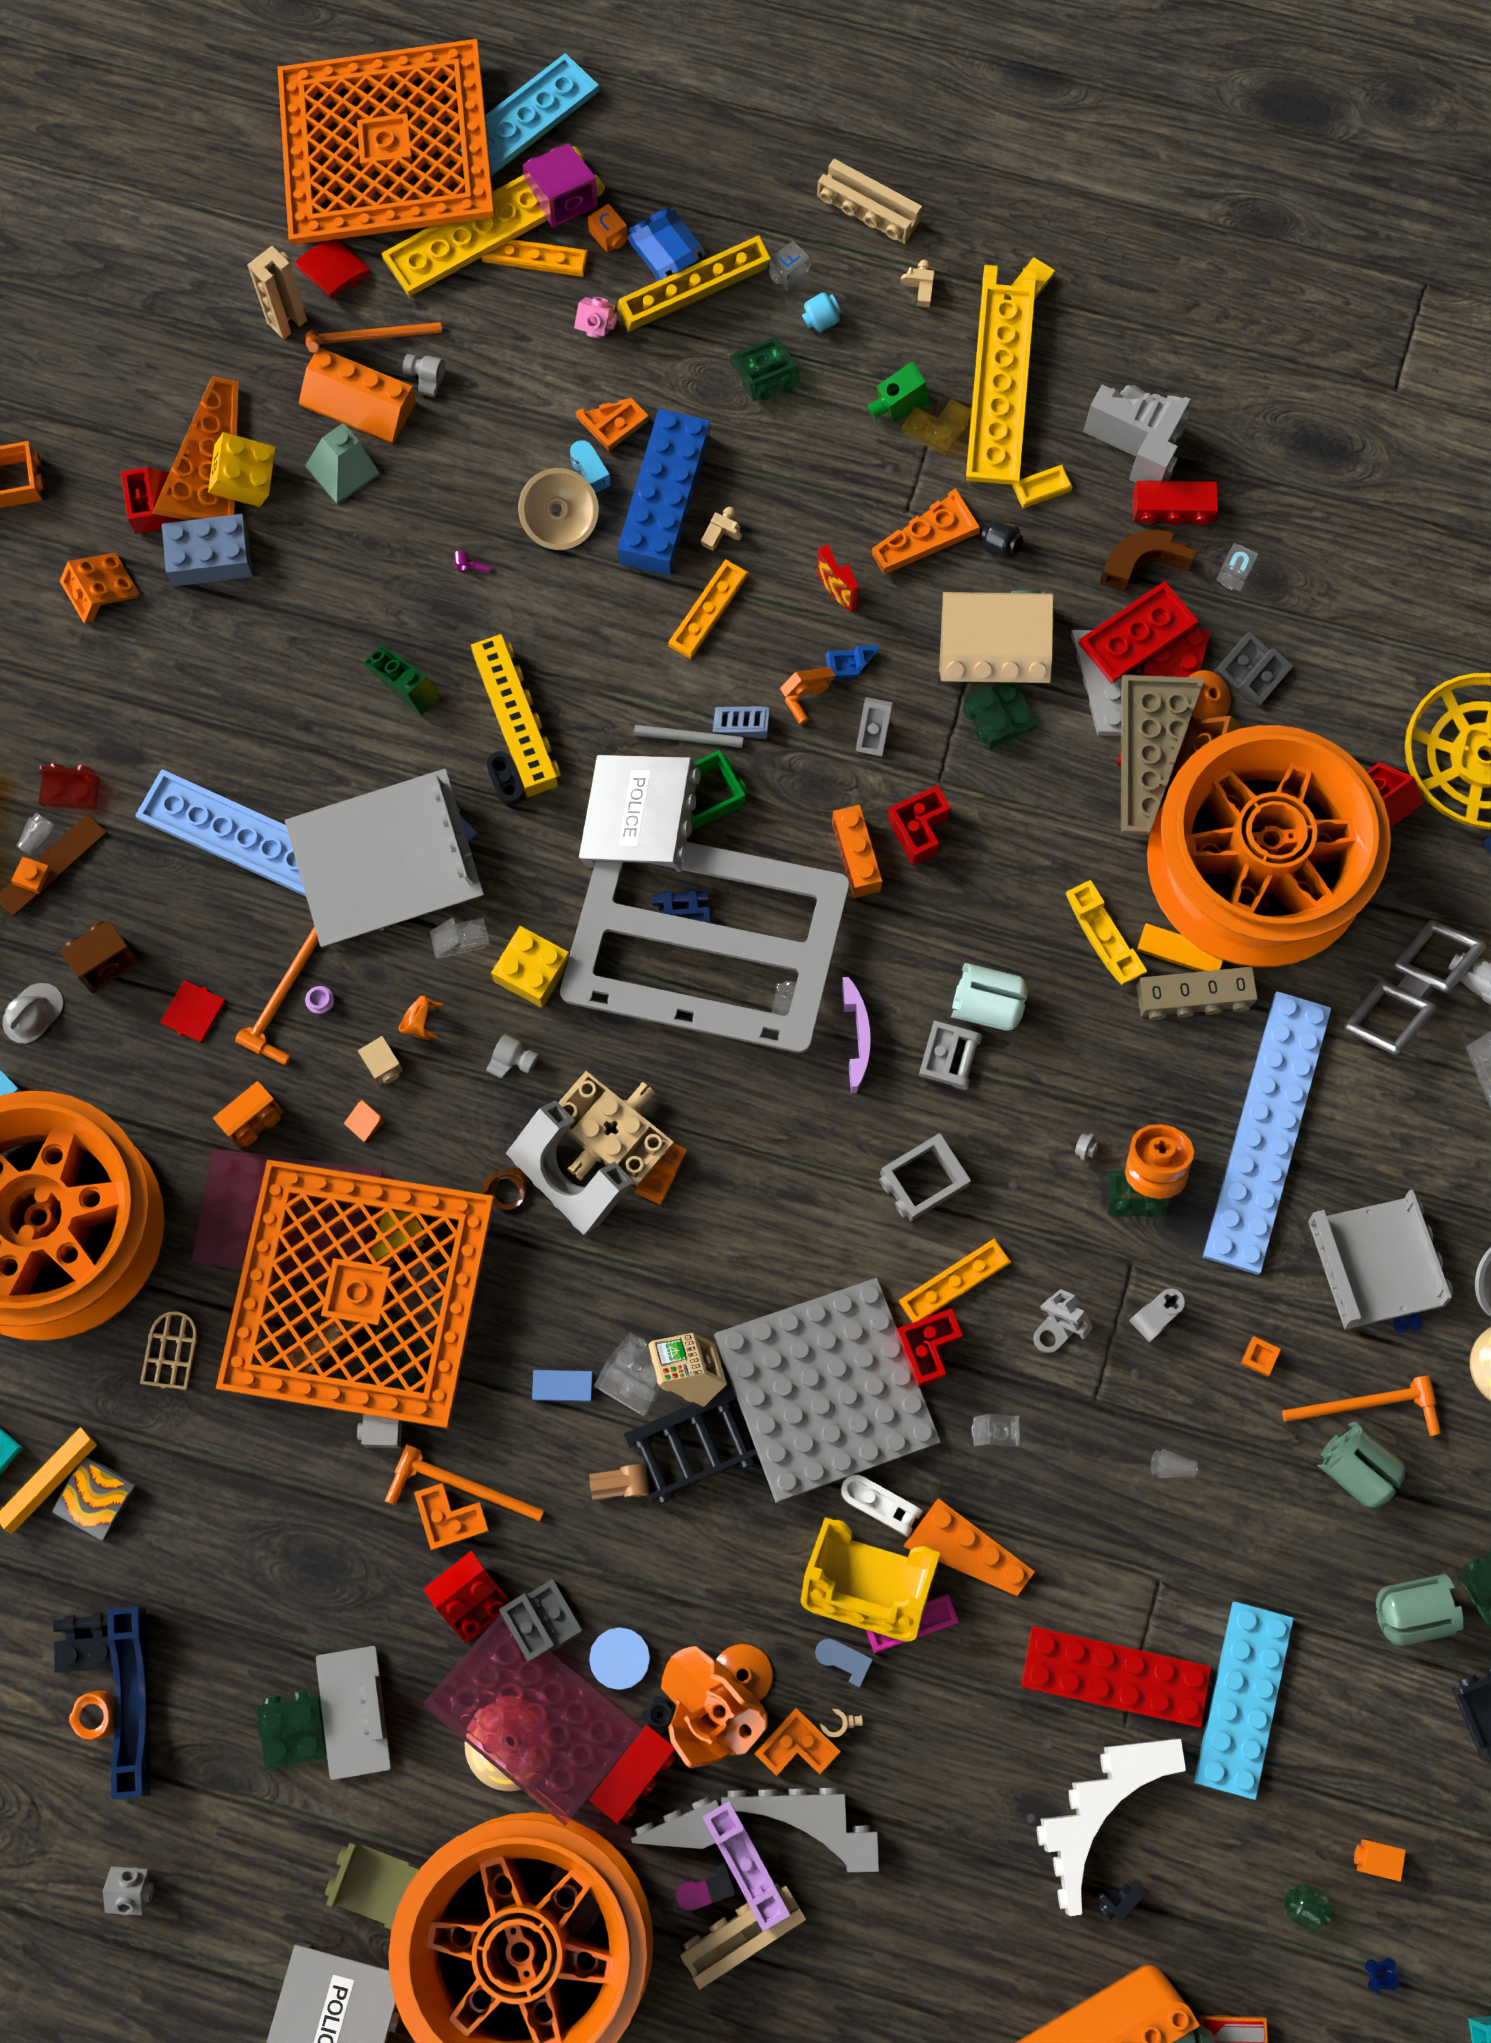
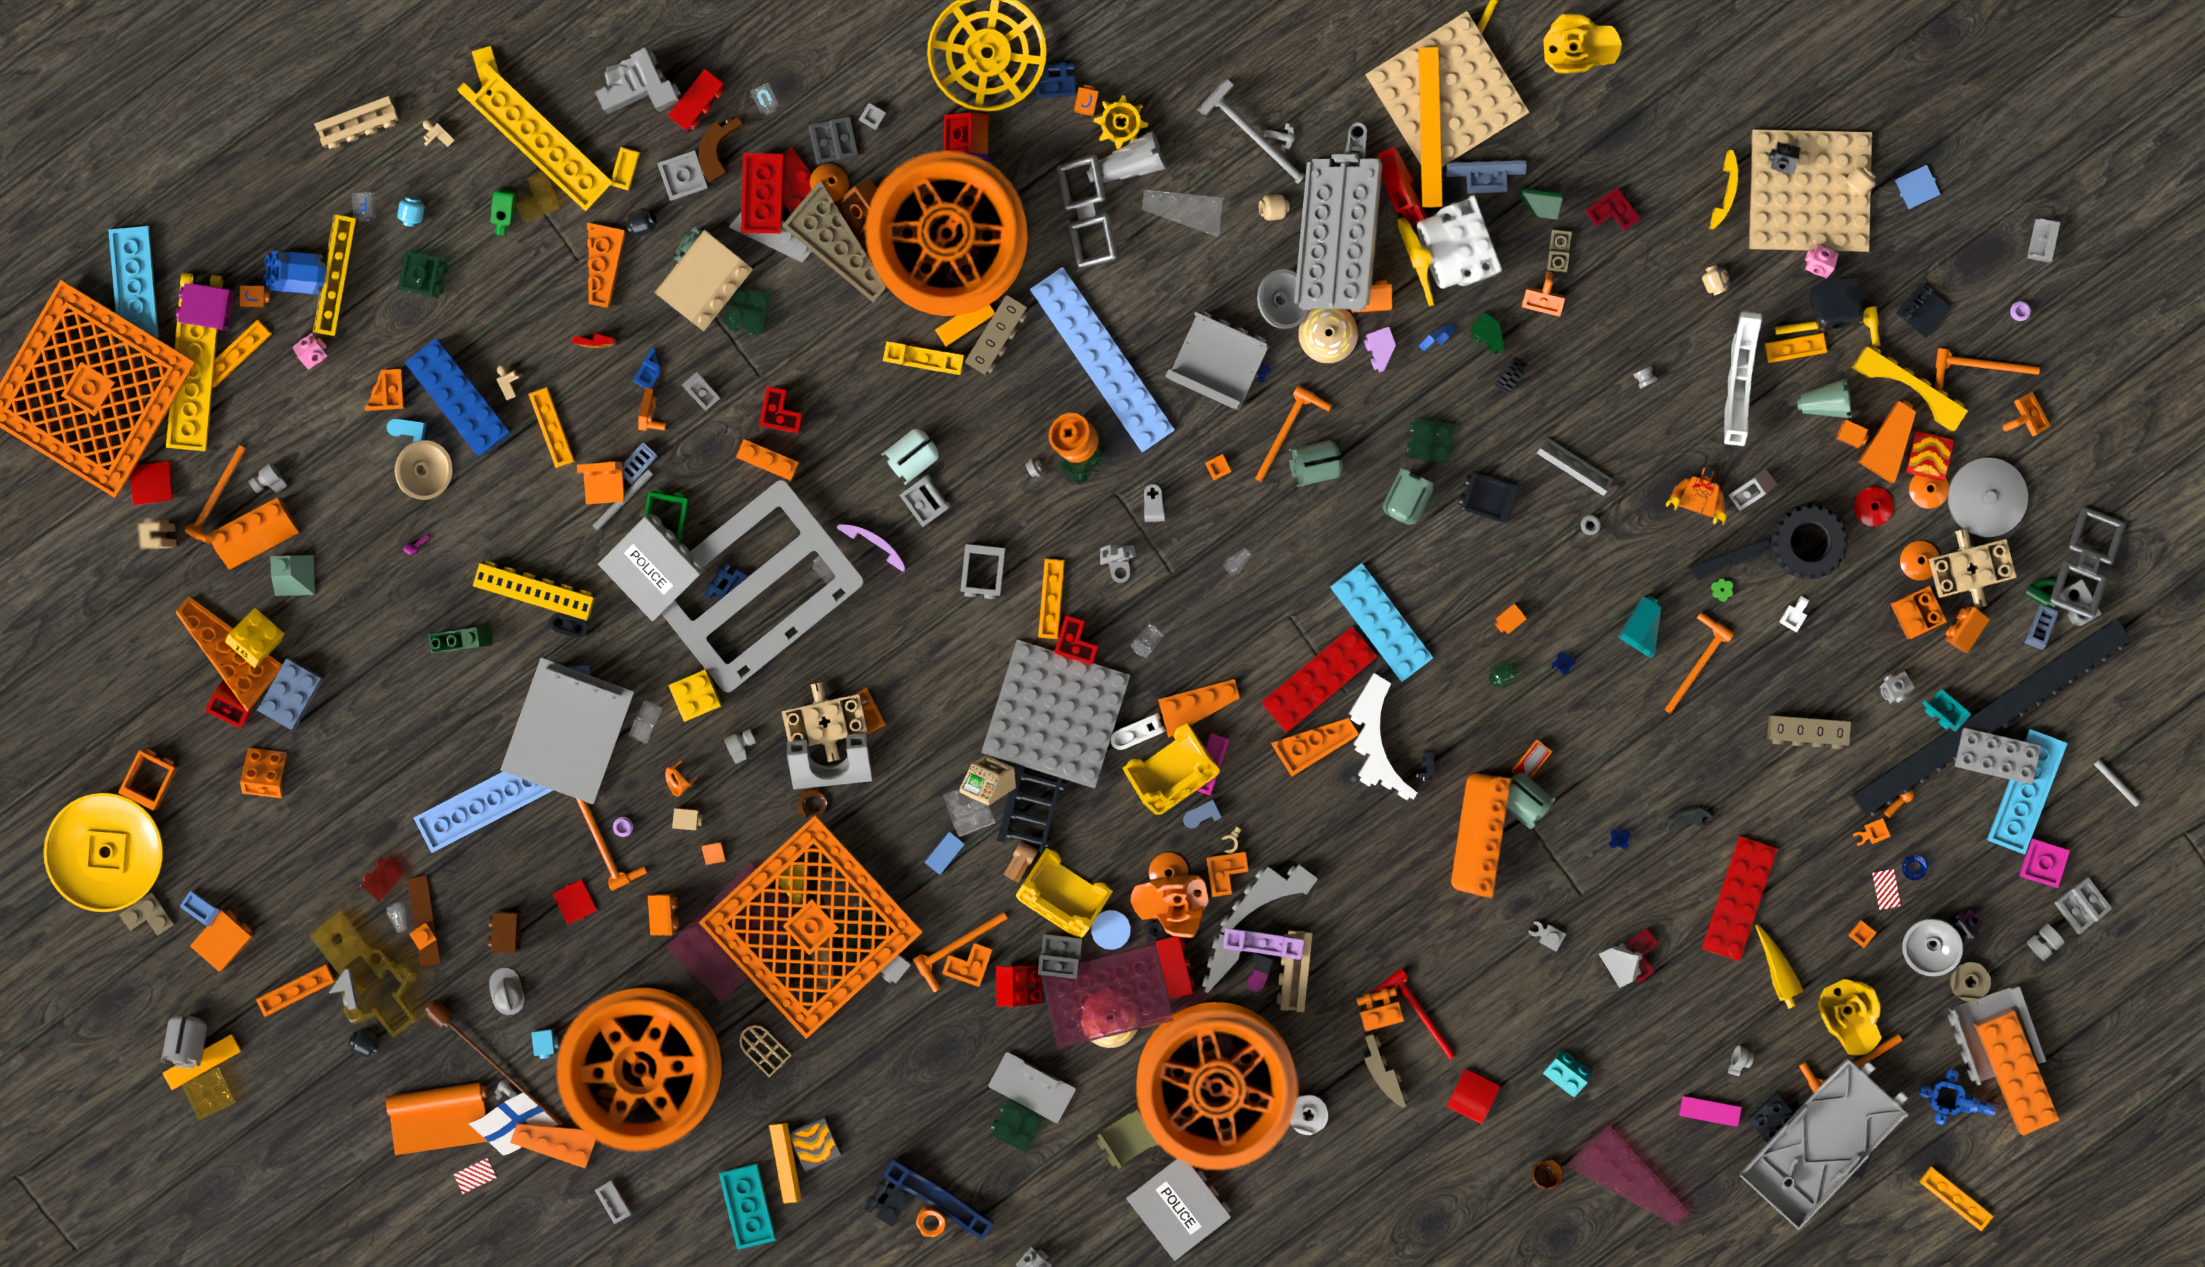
camera: 55 degrees left, 15 degrees up
(617, 1565) = (1062, 895): none -> yellow windscreen
(693, 697) = (603, 482): none -> orange bracket
(1026, 1729) = (1308, 747): none -> orange wing
(1084, 545) = (682, 175): none -> light grey plate
(1313, 688) = (872, 116): none -> light grey plate

